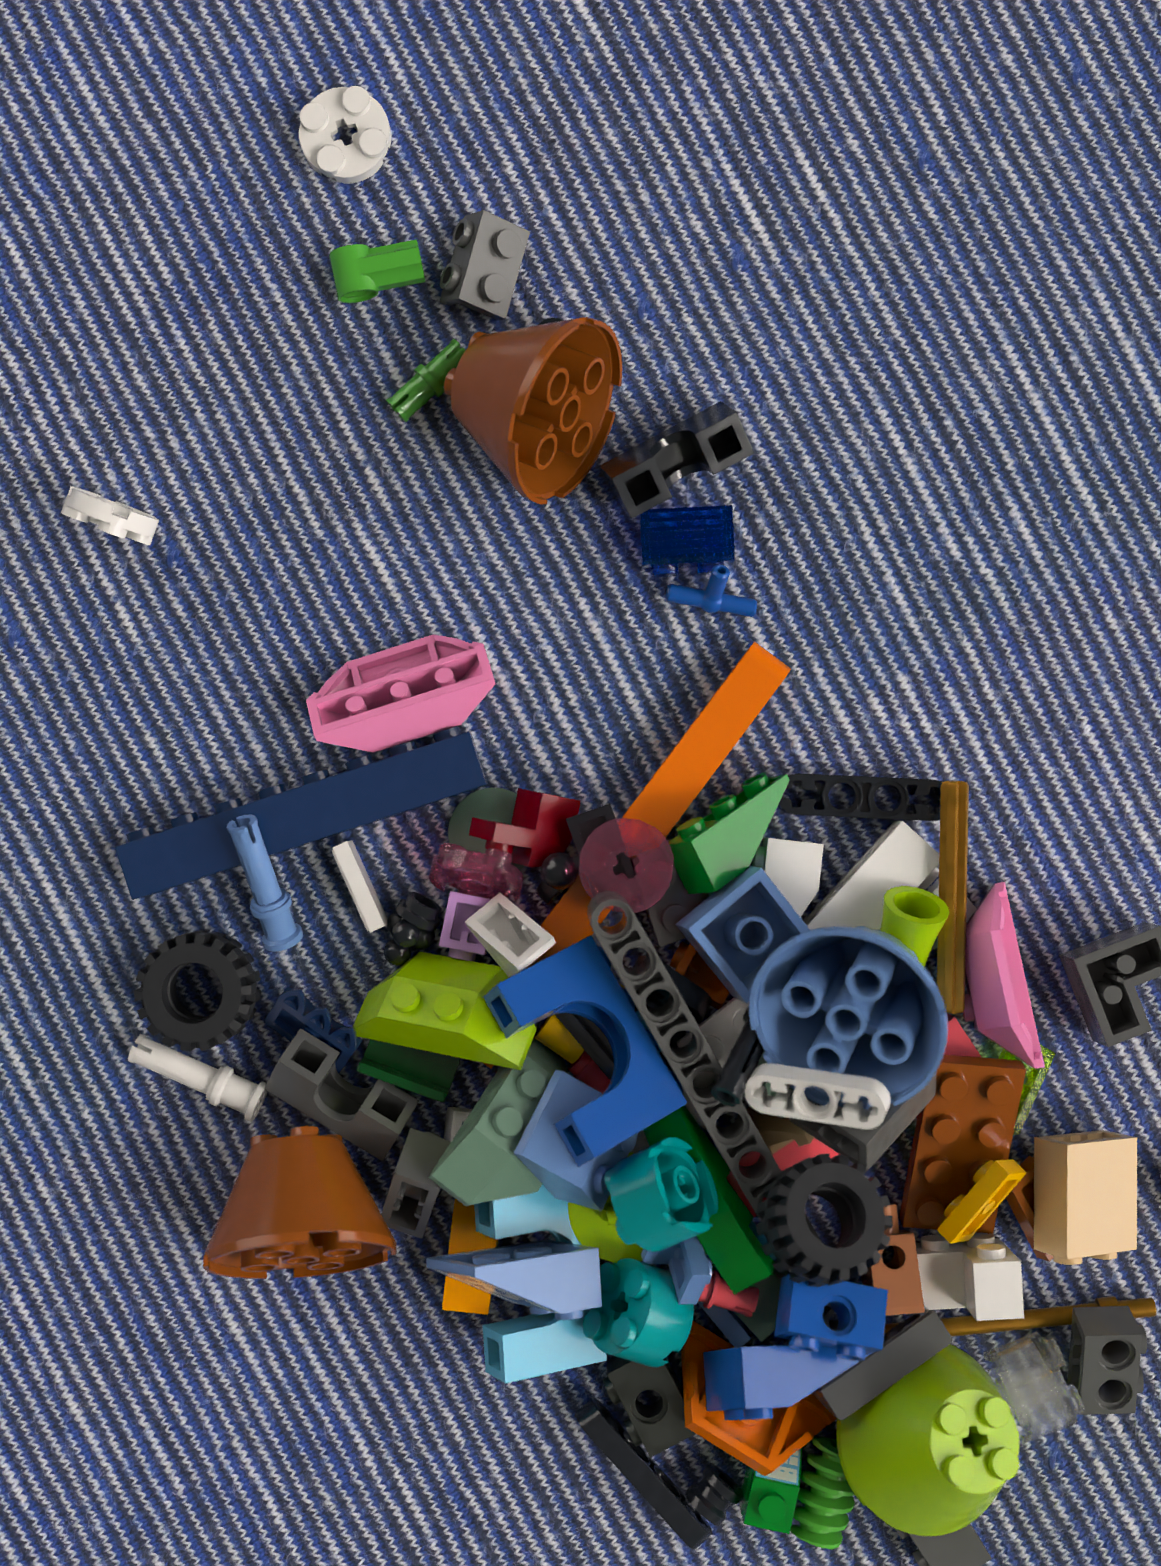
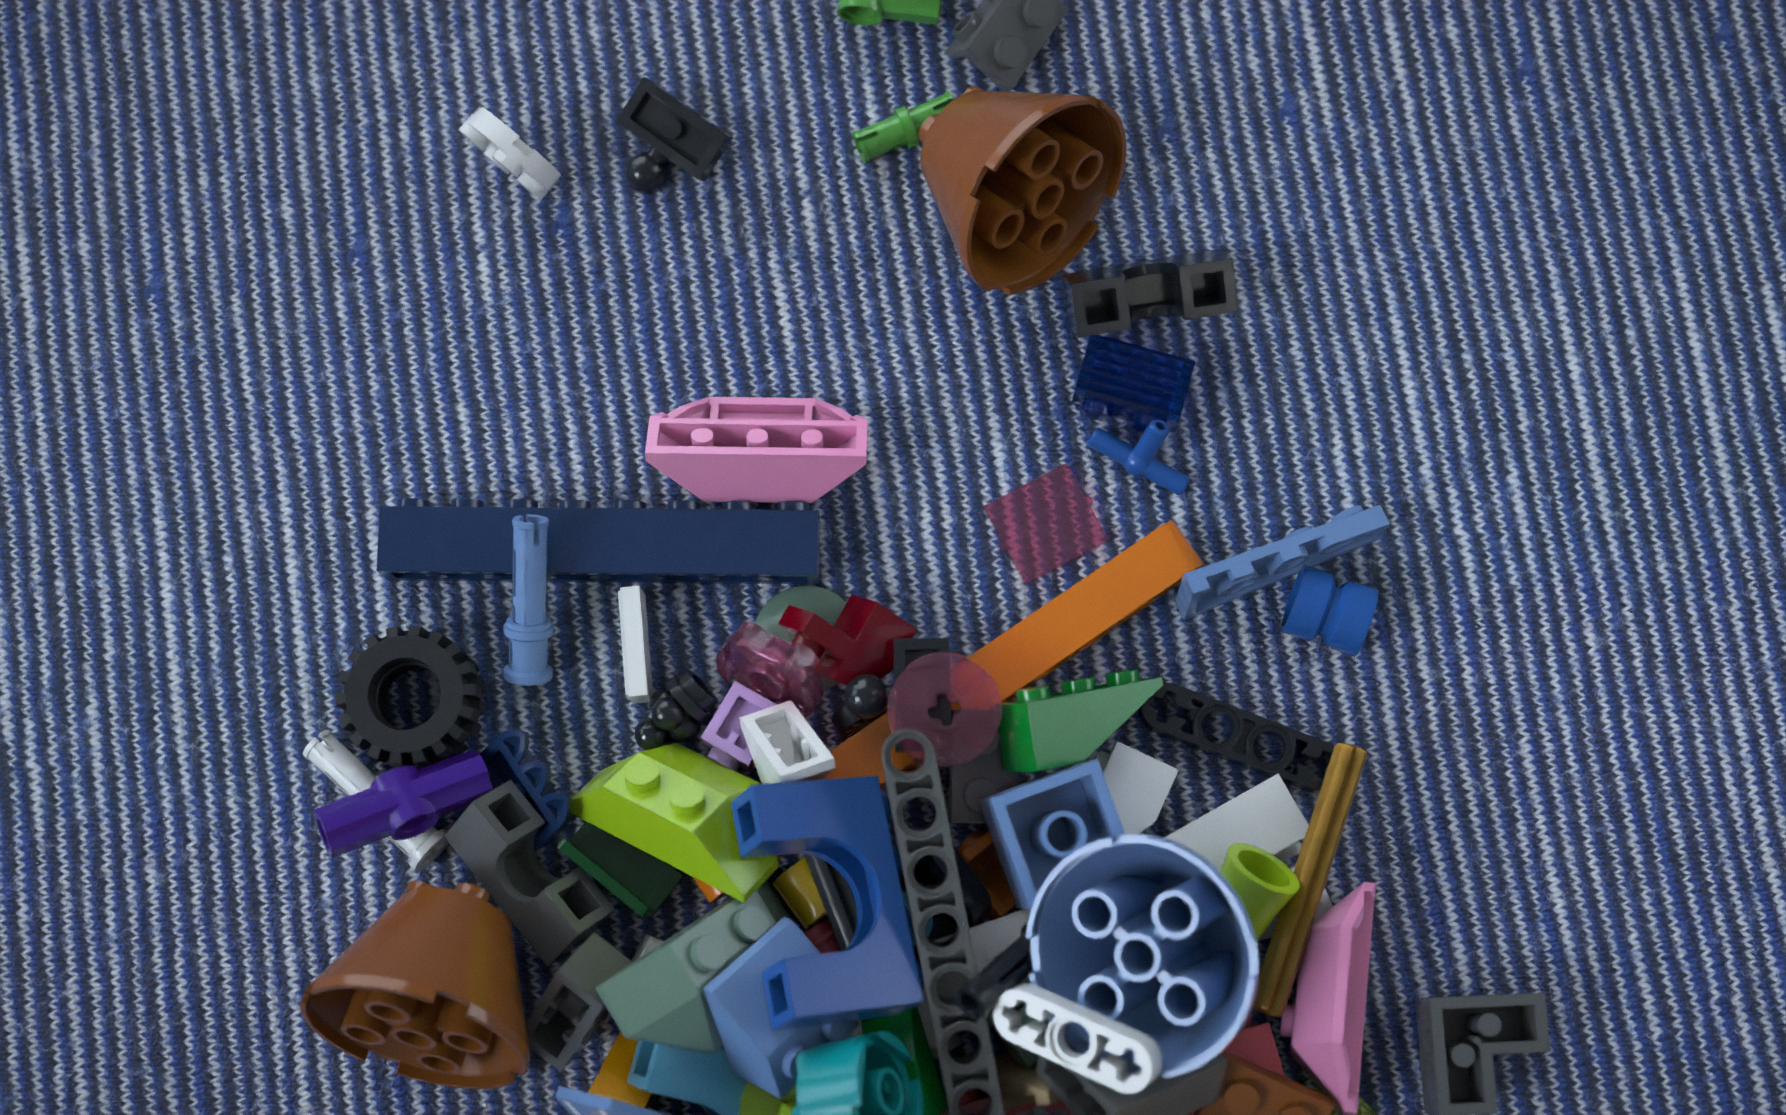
camera: 25 degrees right, 10 degrees down
(223, 1077) = (402, 803): none -> dark purple piece
(239, 451) = (673, 134): none -> black plate
(653, 675) = (1045, 524): none -> clear pink piece
(864, 632) = (1271, 563): none -> medium blue wing
(905, 674) = (1336, 612): none -> blue wheel

